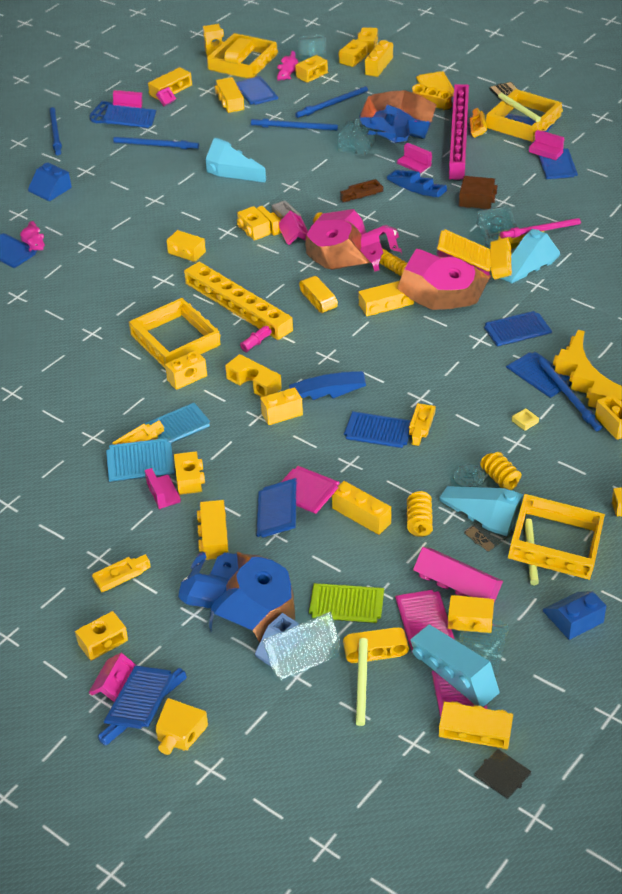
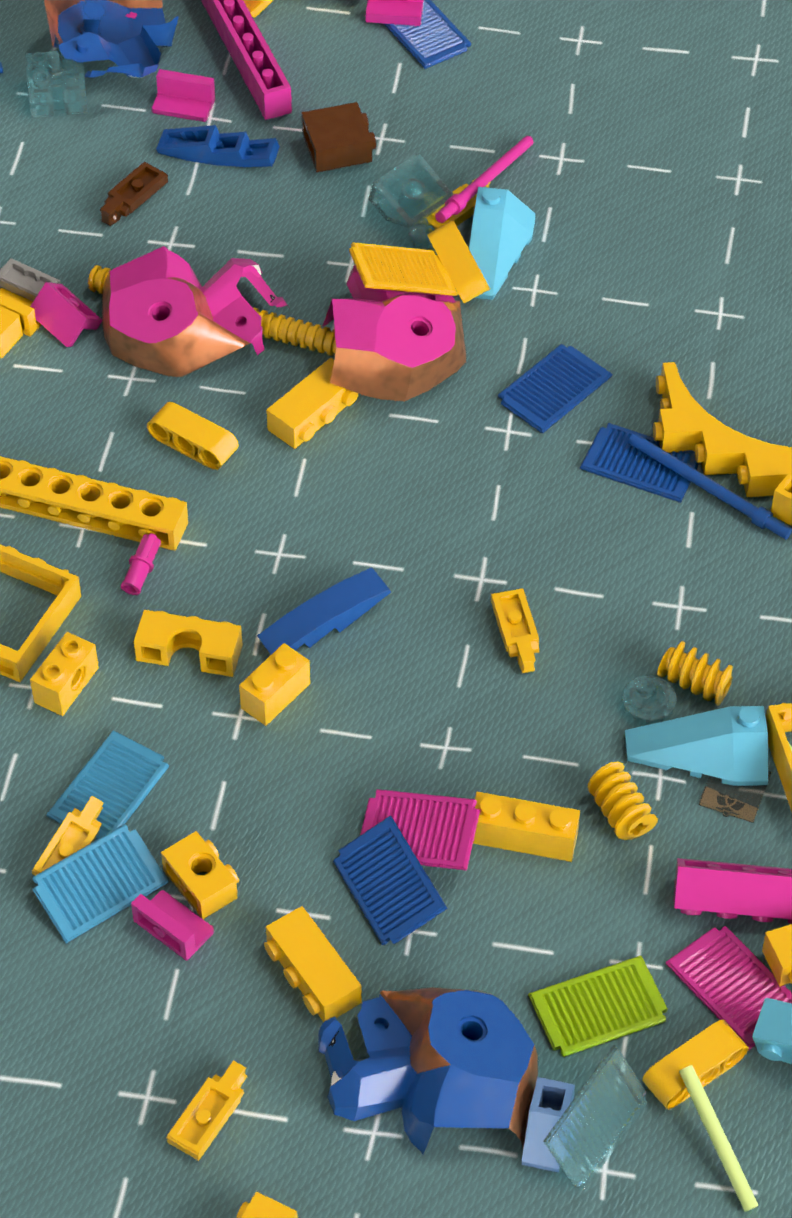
camera: 30 degrees left, 10 degrees up
(377, 429) = (452, 665): blue window -> none
(525, 419) = (669, 558): light yellow tile -> none

